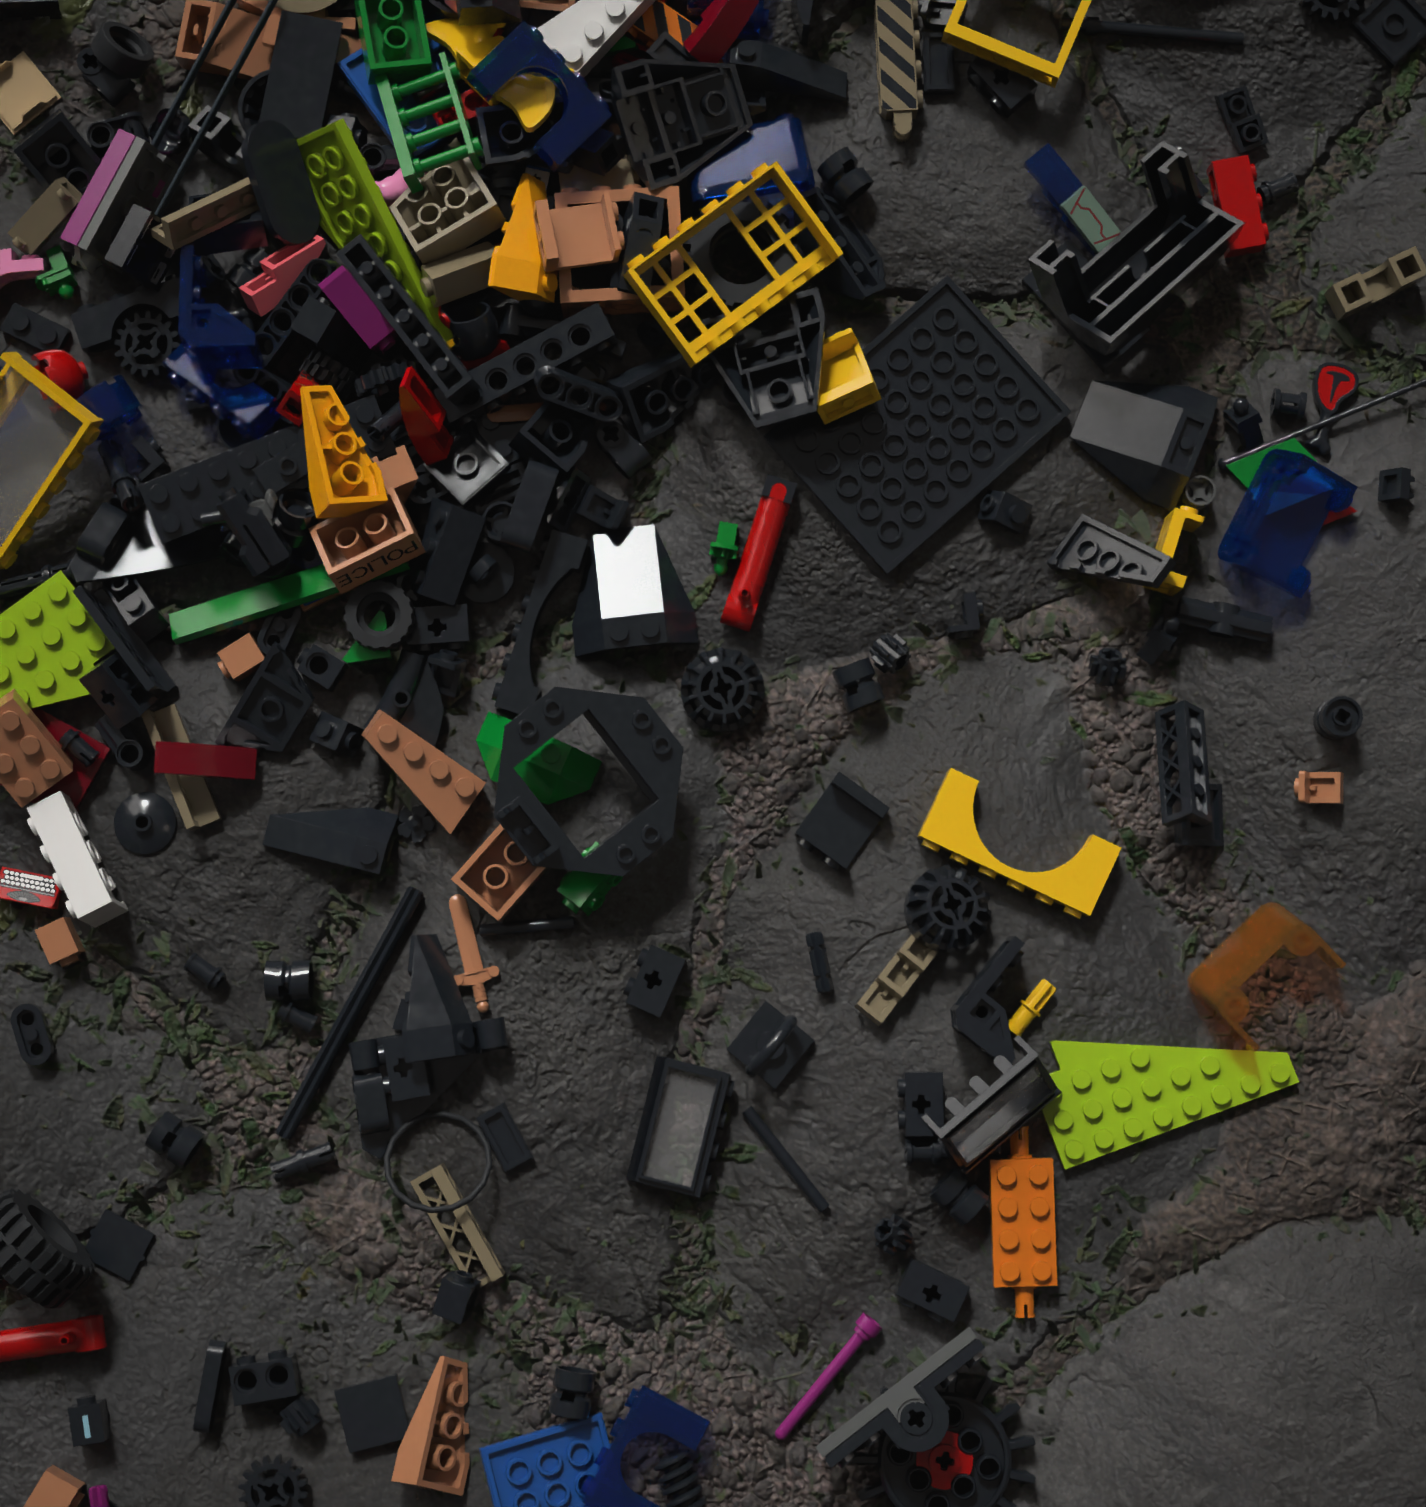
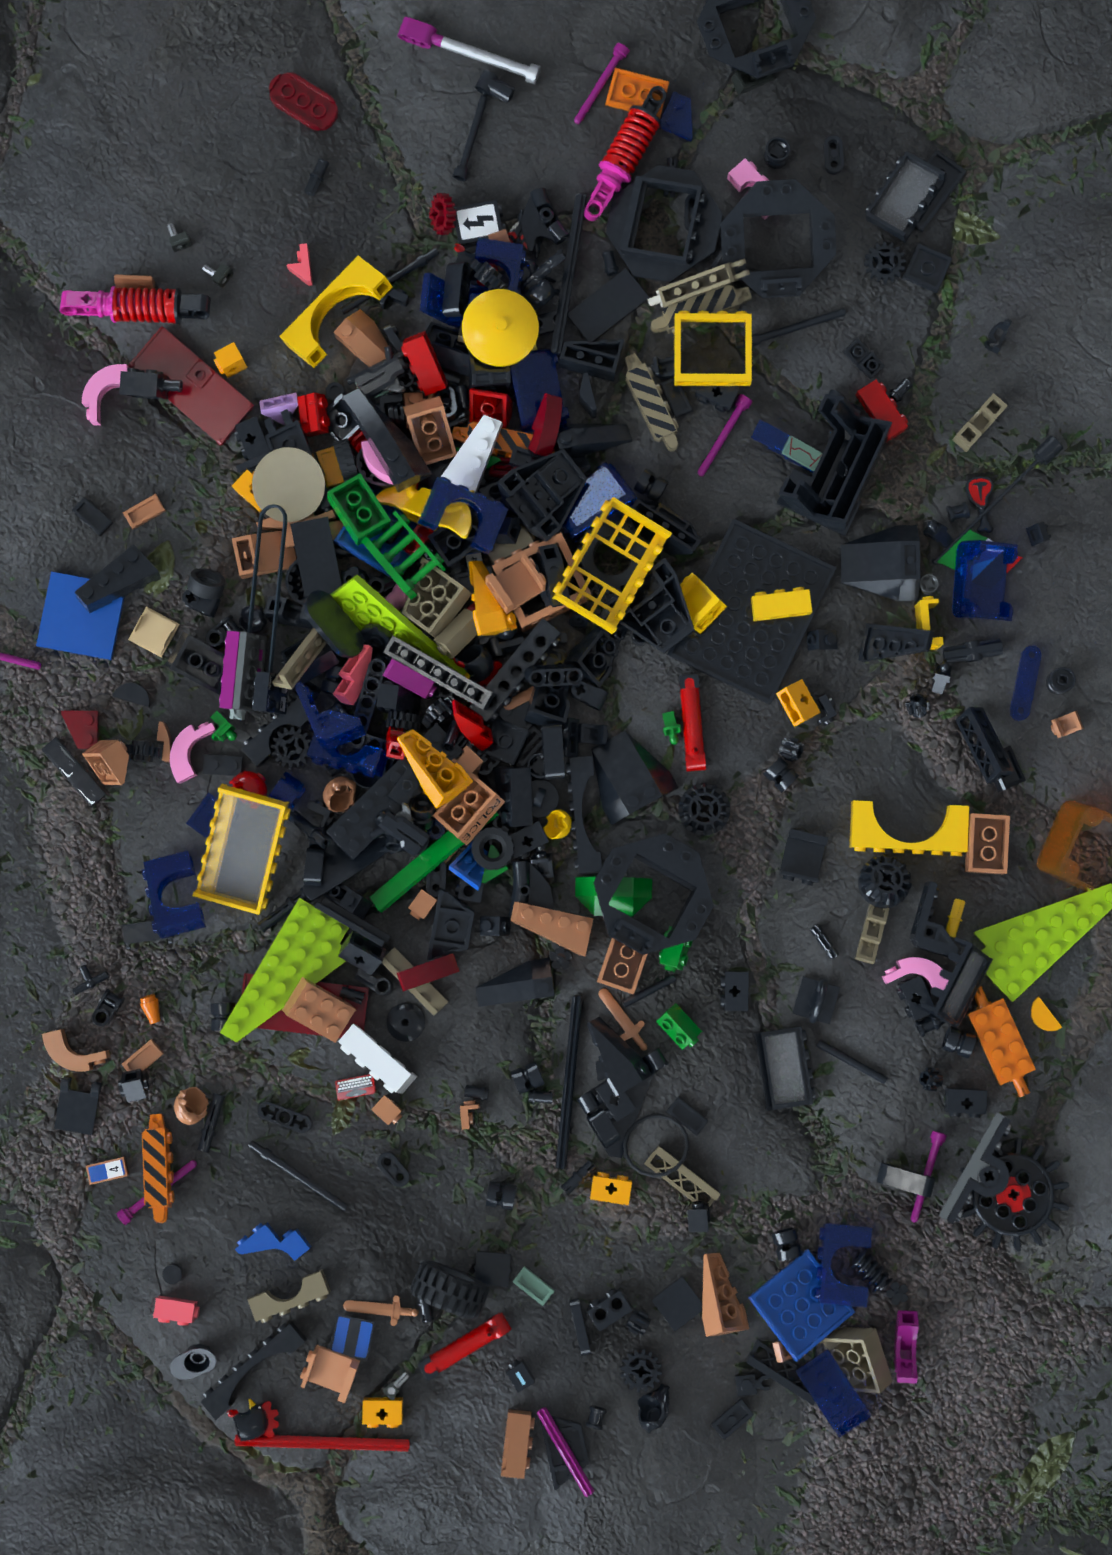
camera: 15 degrees left, 0 degrees up
(45, 216) = (203, 697): dark tan brick -> none
(167, 1295) = (533, 1285): none -> sand green tile
(172, 1002) = (466, 1117): none -> nougat bracket
(187, 441) = (339, 794): none -> nougat hair
(325, 1198) = (601, 1193): none -> light orange brick
(330, 631) = (467, 868): none -> blue wing
(337, 229) = (376, 637): none -> black tile
(494, 623) = (558, 824): none -> yellow hair
(548, 998) = (679, 1027): none -> green brick
(791, 1370) = (905, 1180): none -> beam
(929, 588) = (798, 702): none -> light orange brick
(945, 1056) = (927, 969): none -> bright pink arch
(965, 430) = (781, 604): none -> yellow brick
(1032, 112) = (743, 403): none -> magenta piece
(1102, 1212) = (1043, 1017): none -> light orange tile
(1126, 916) = (987, 844): none -> nougat brick
(1283, 700) = (1025, 683): none -> clear blue plate

